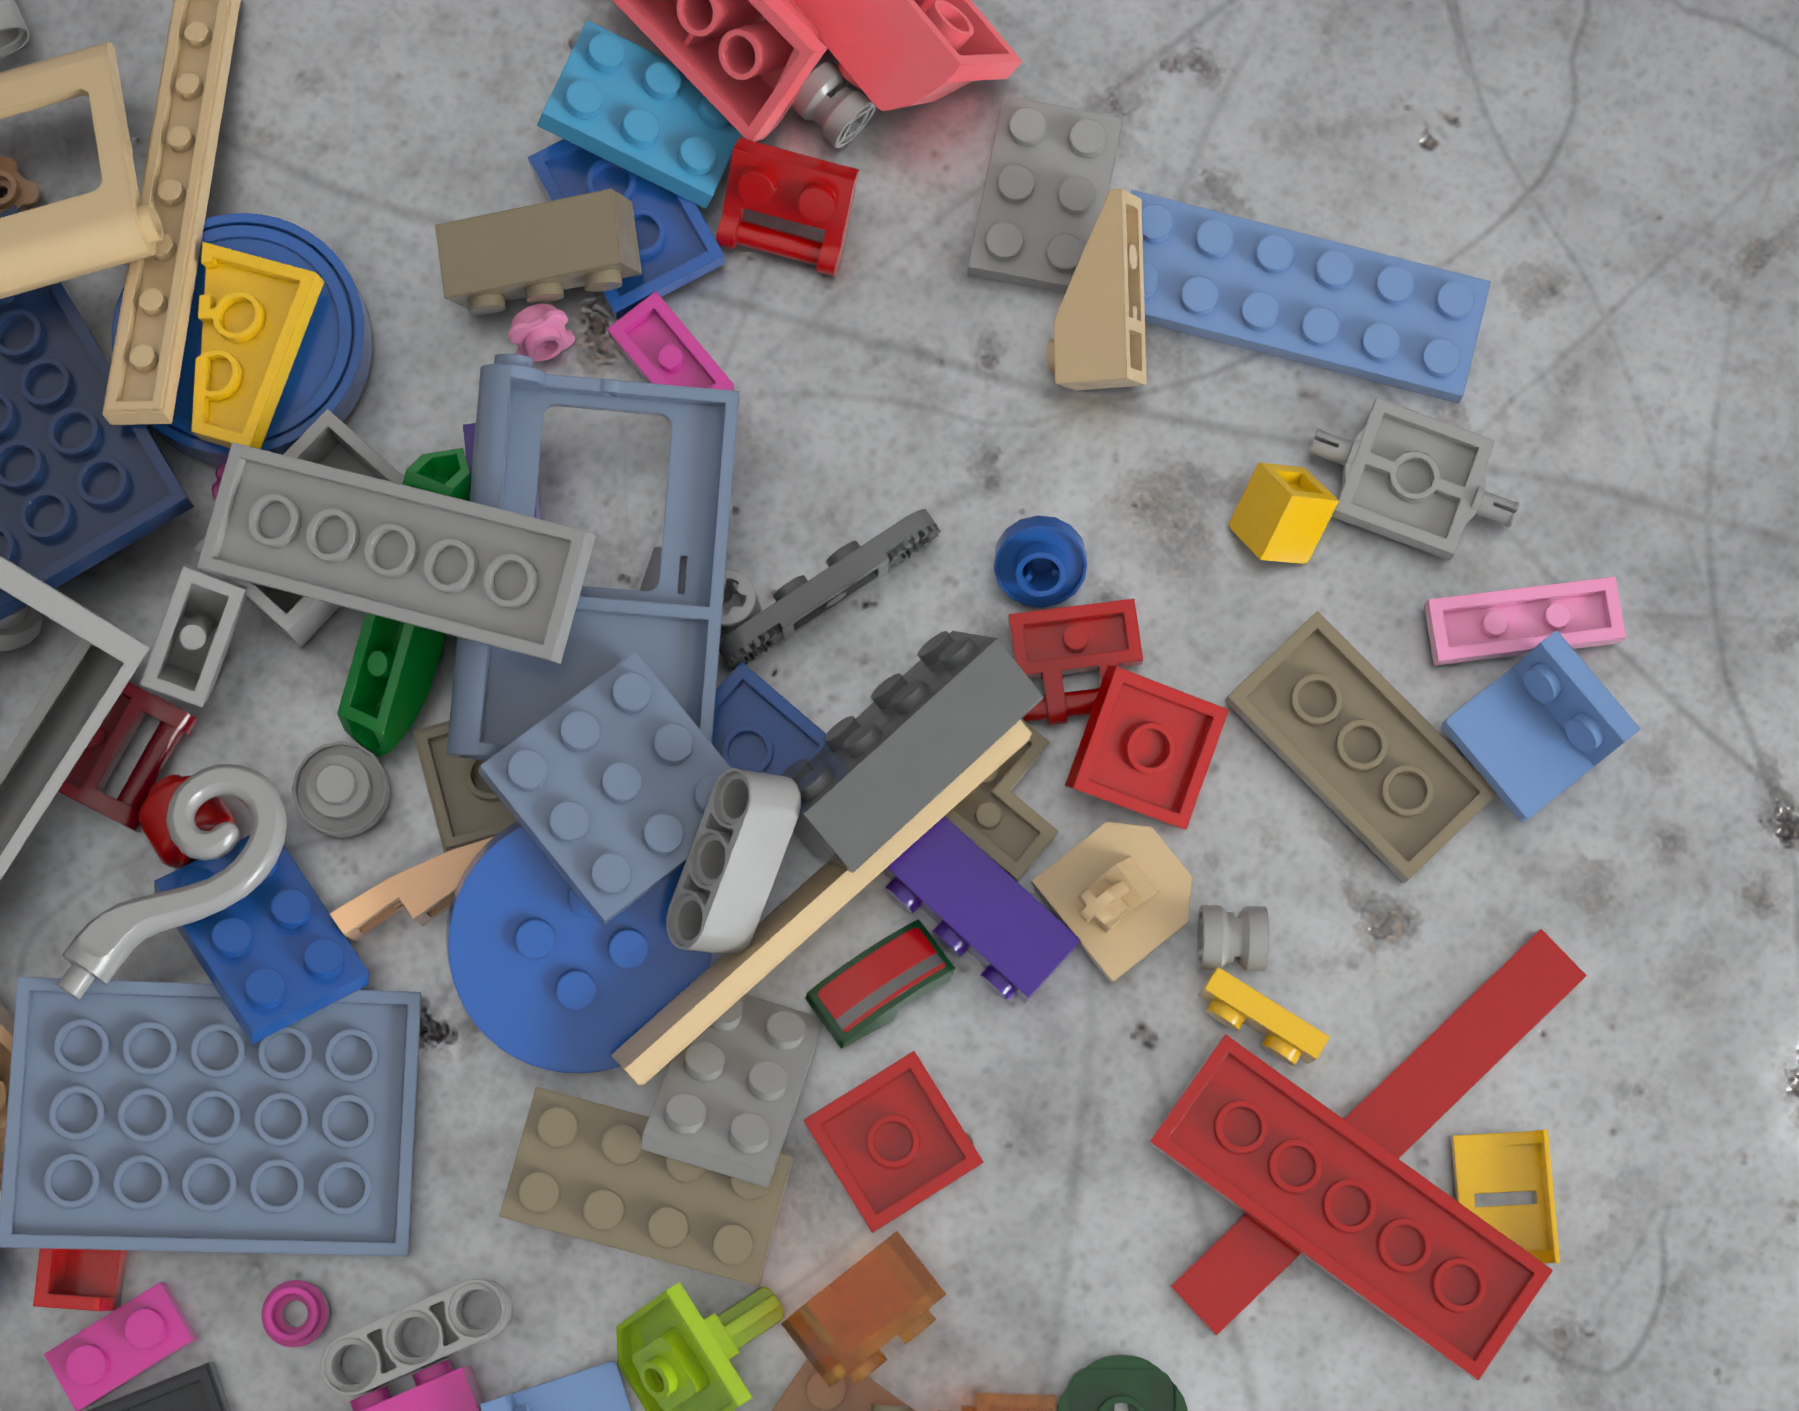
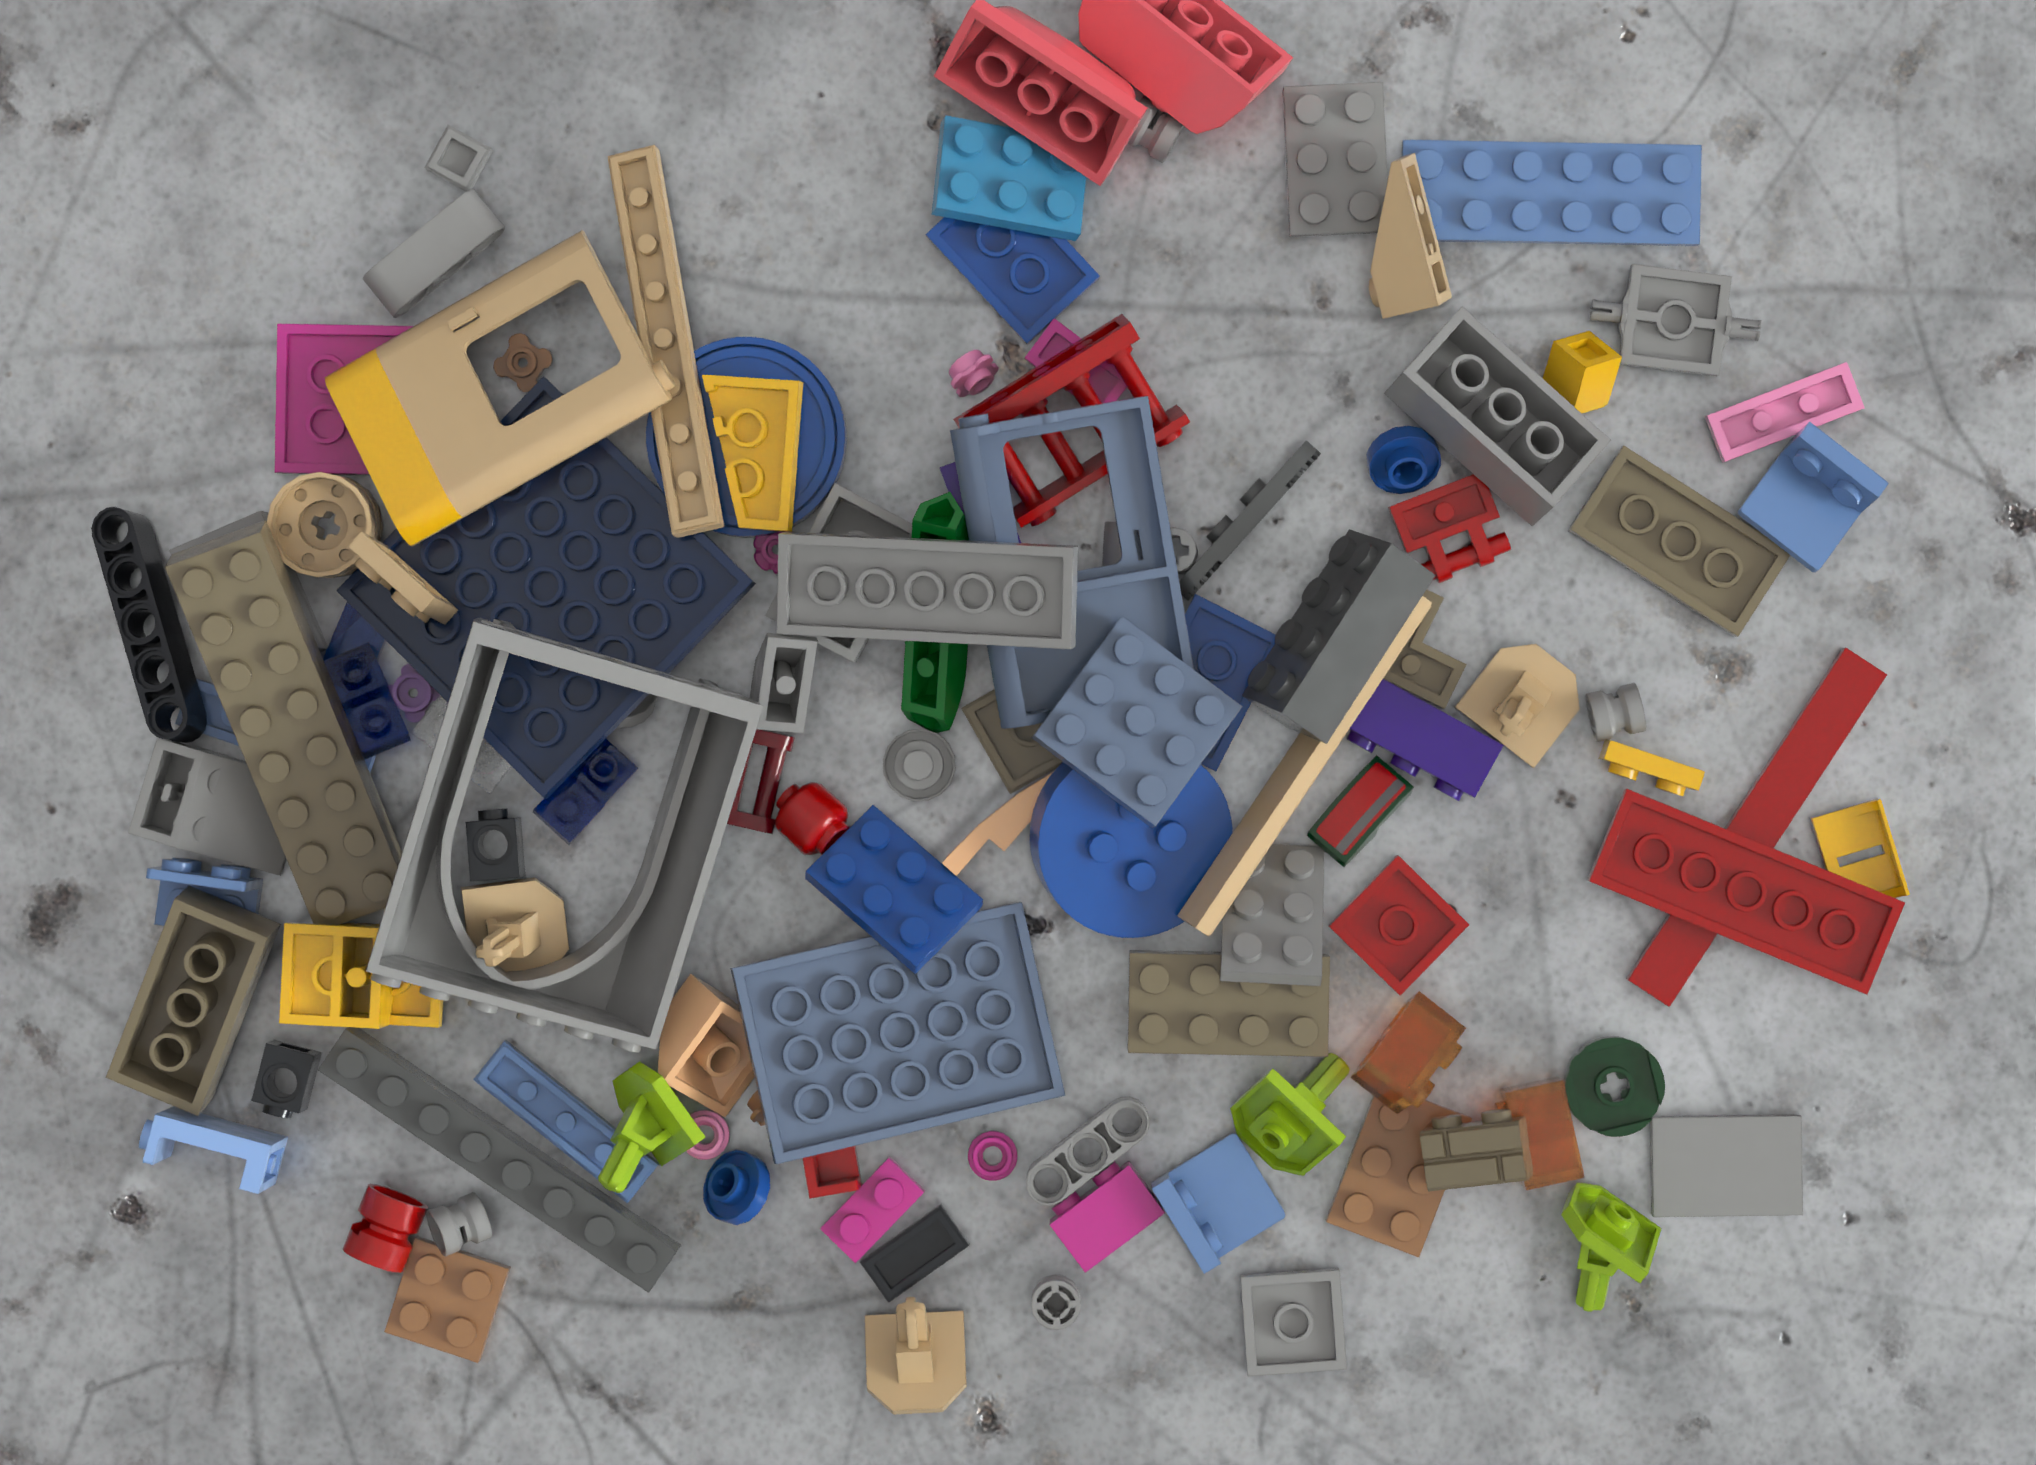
camera: 10 degrees left, 10 degrees up
(117, 931) = (796, 918): light grey plant -> none
(539, 251) = (958, 314): dark tan brick -> none
(658, 355) = (1070, 371): none -> red fence
(733, 862) = (1236, 757): light grey beam -> none
(790, 189) = (1139, 212): red plate -> none
(1146, 747) = (1518, 585): red plate -> none
(1167, 532) = (1497, 416): none -> light grey brick

